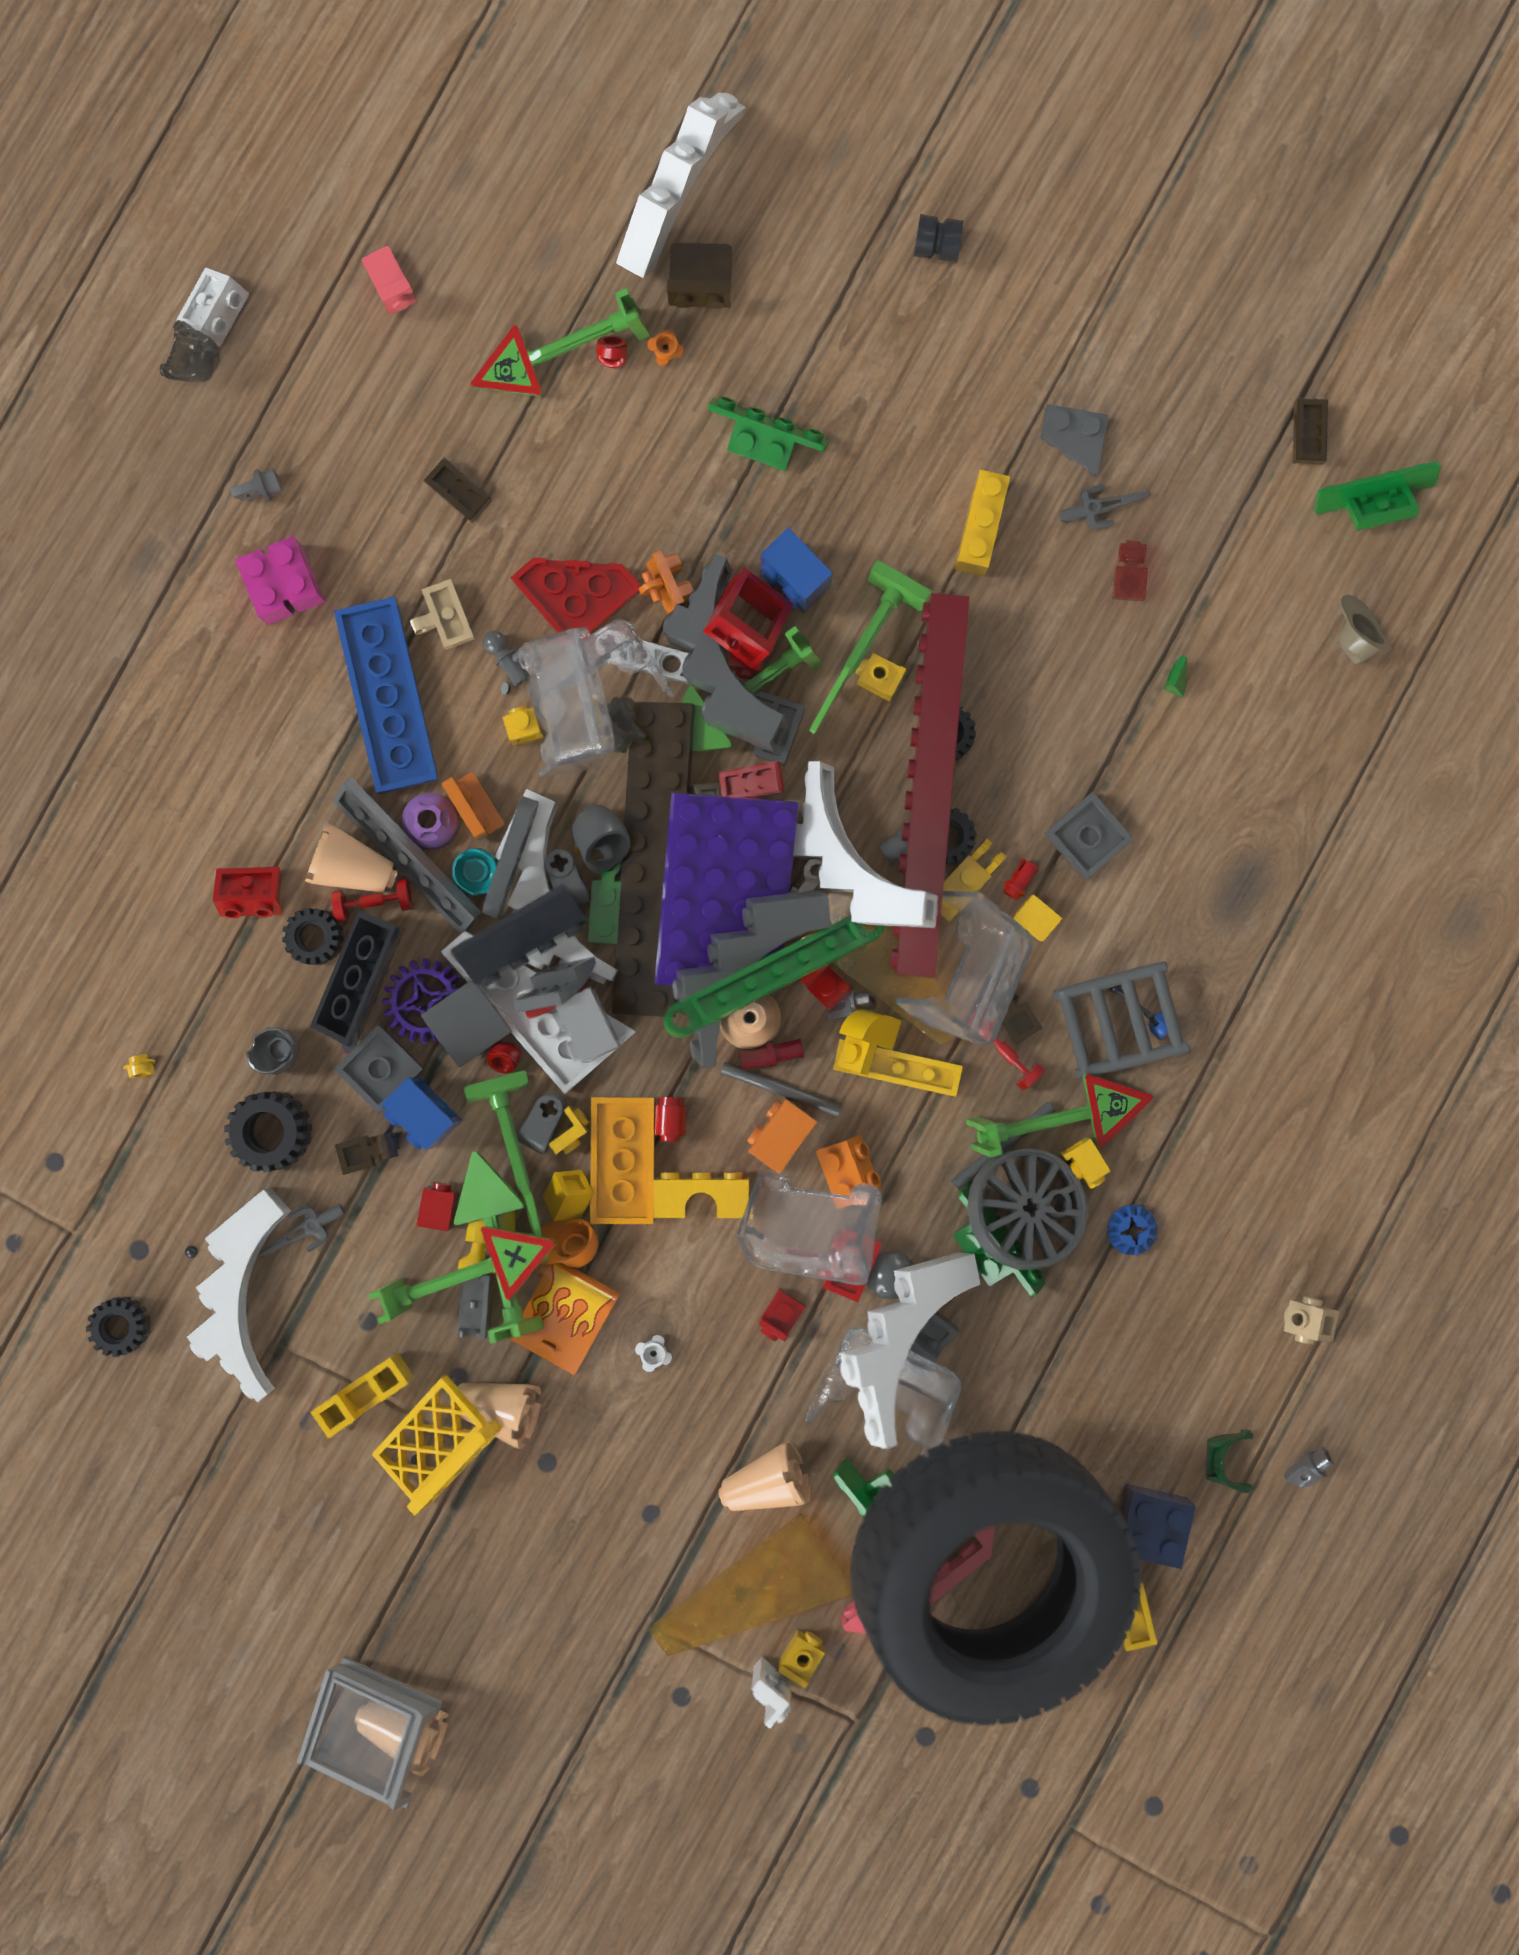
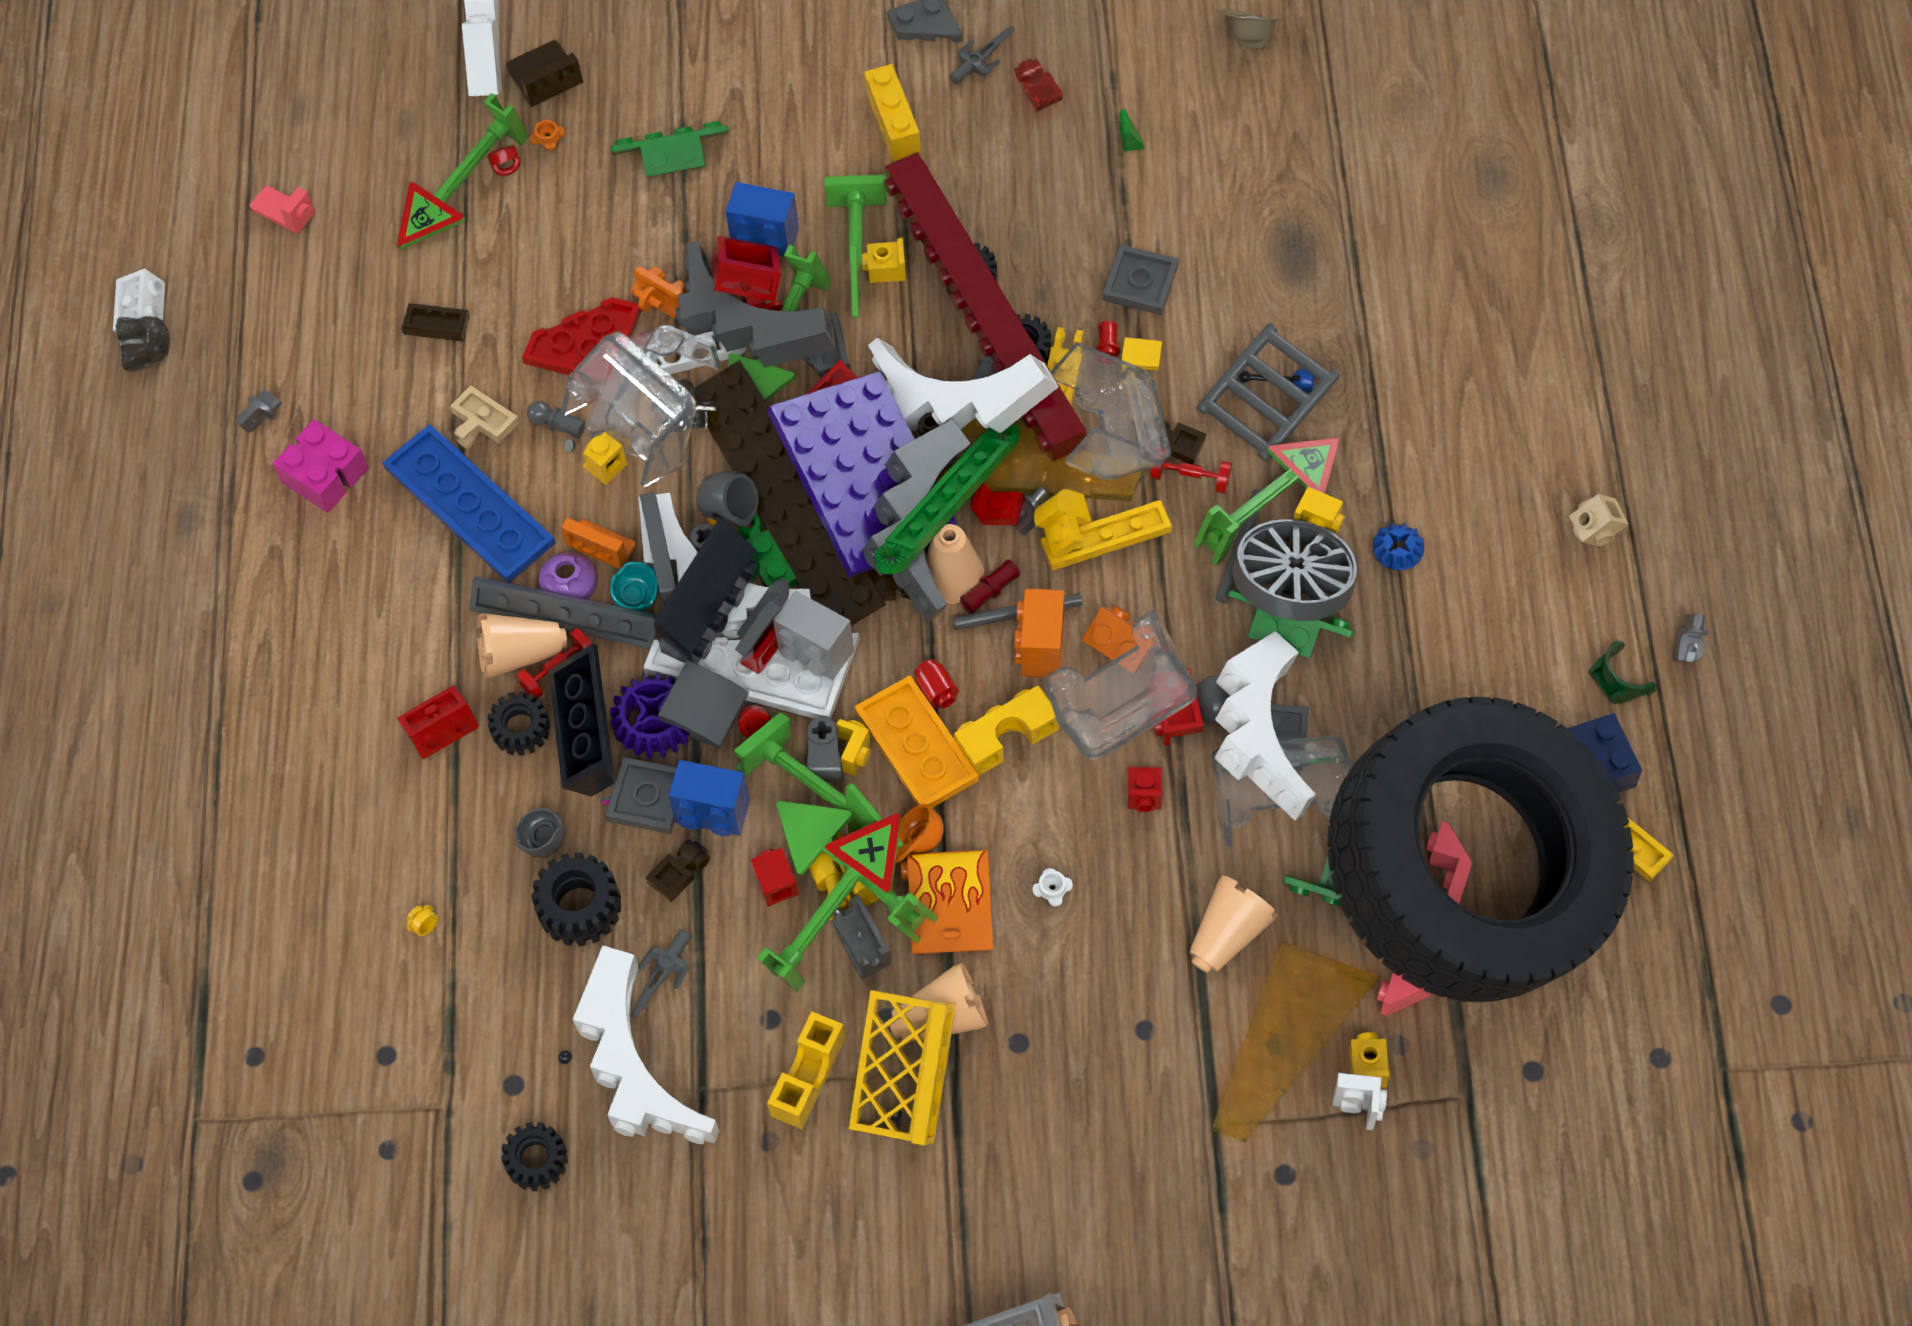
camera: 25 degrees left, 25 degrees down
(567, 1195) = (887, 794): yellow panel -> none

